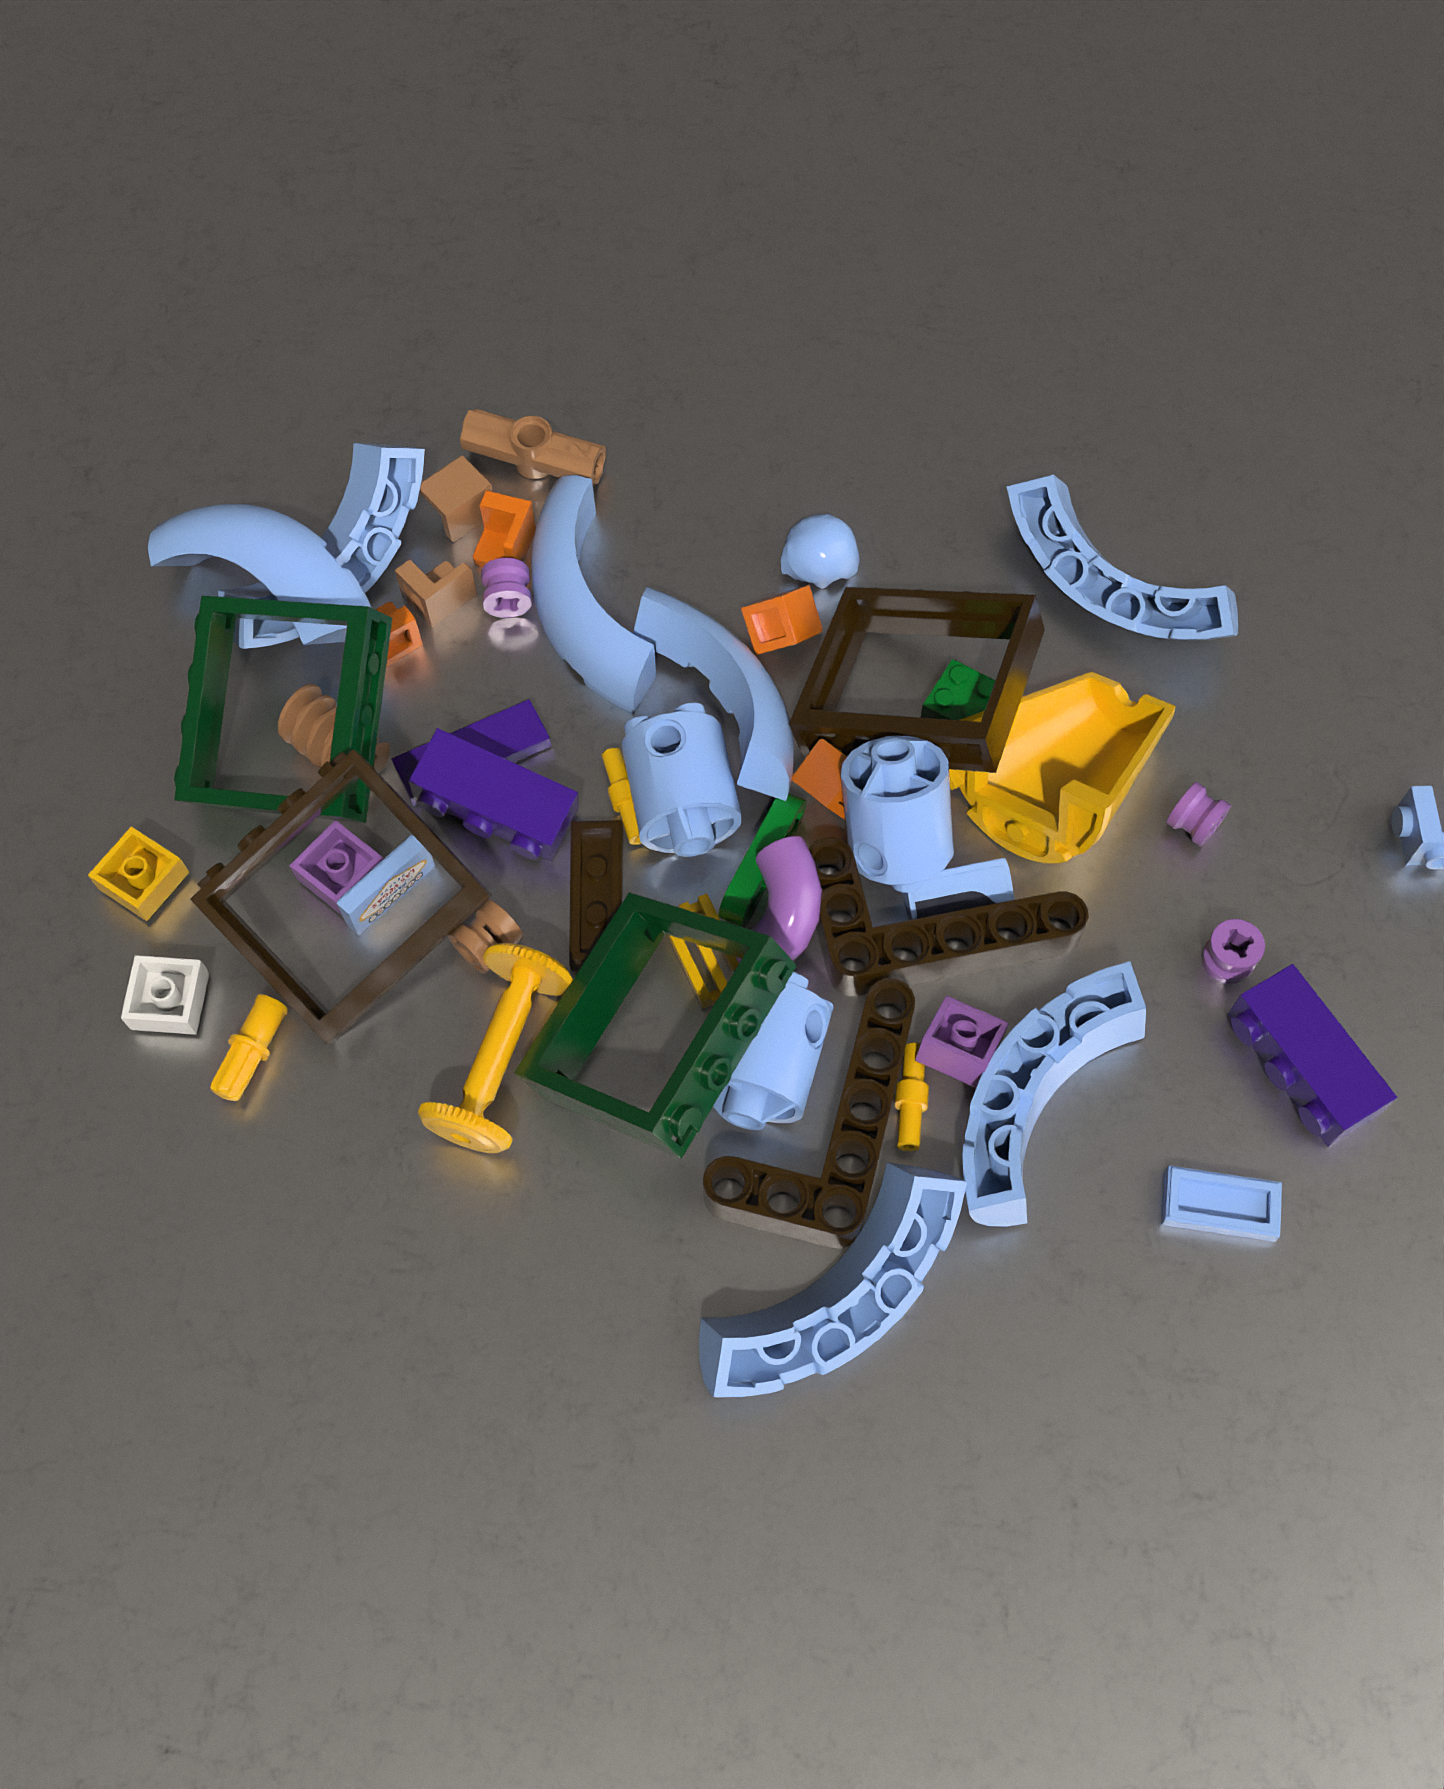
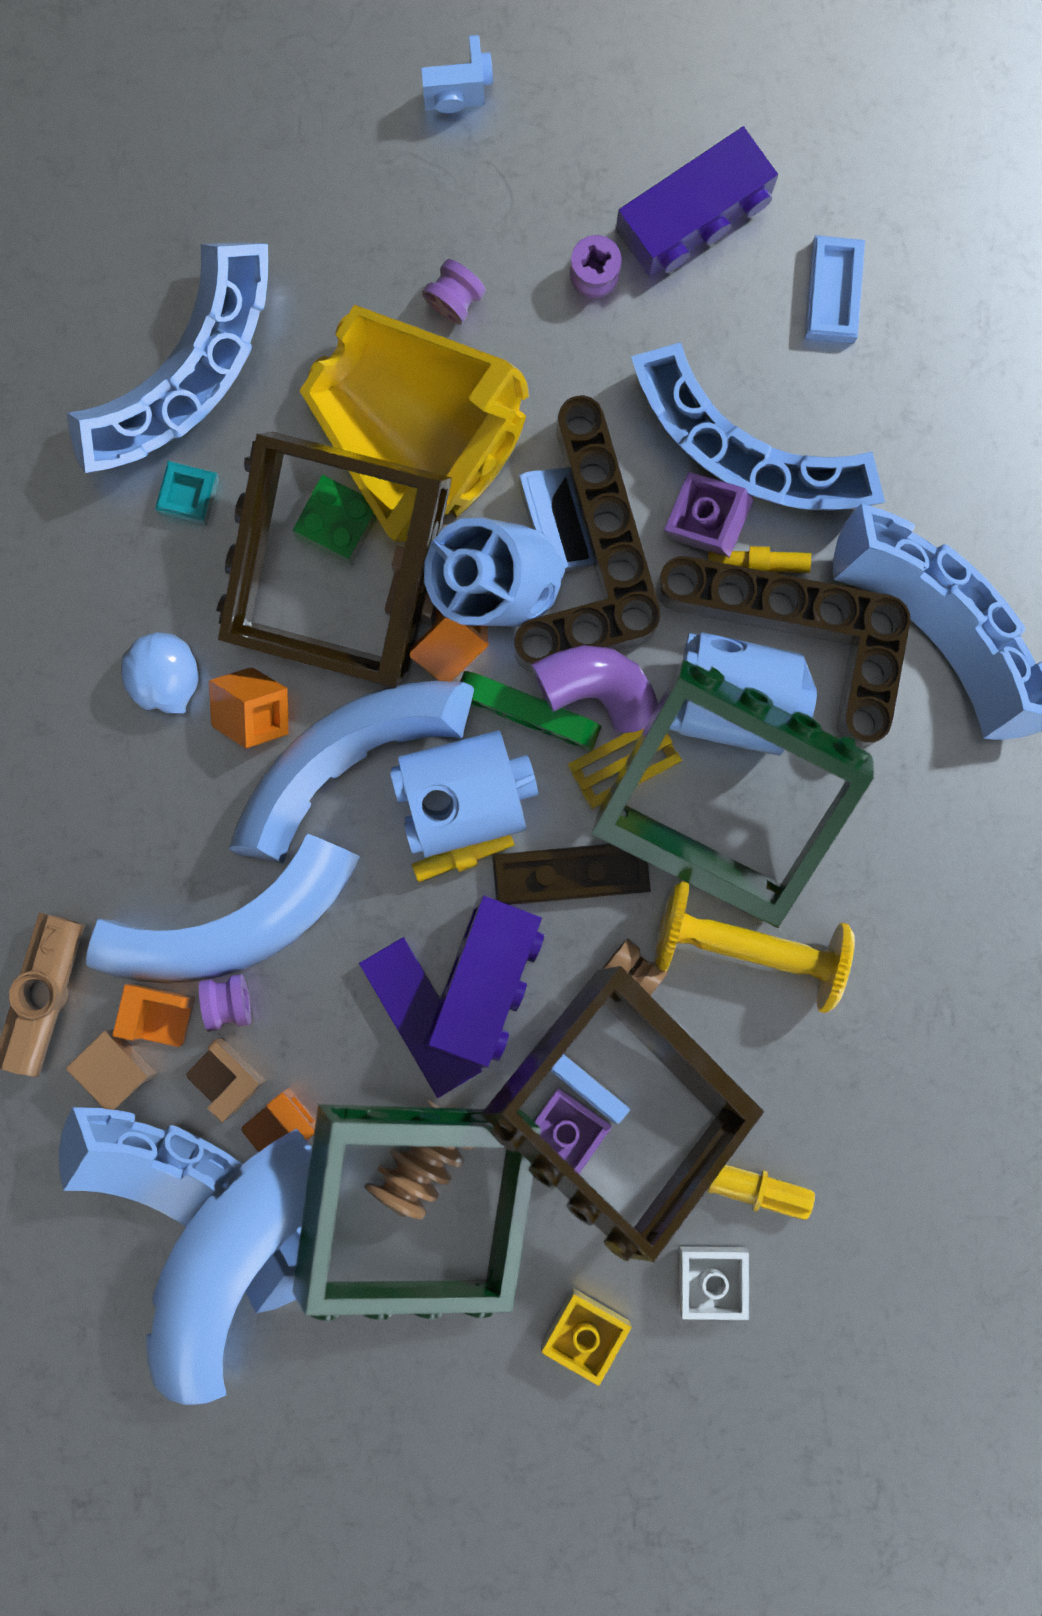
camera: 100 degrees left, 20 degrees up
(993, 576) = (187, 493): none -> teal tile

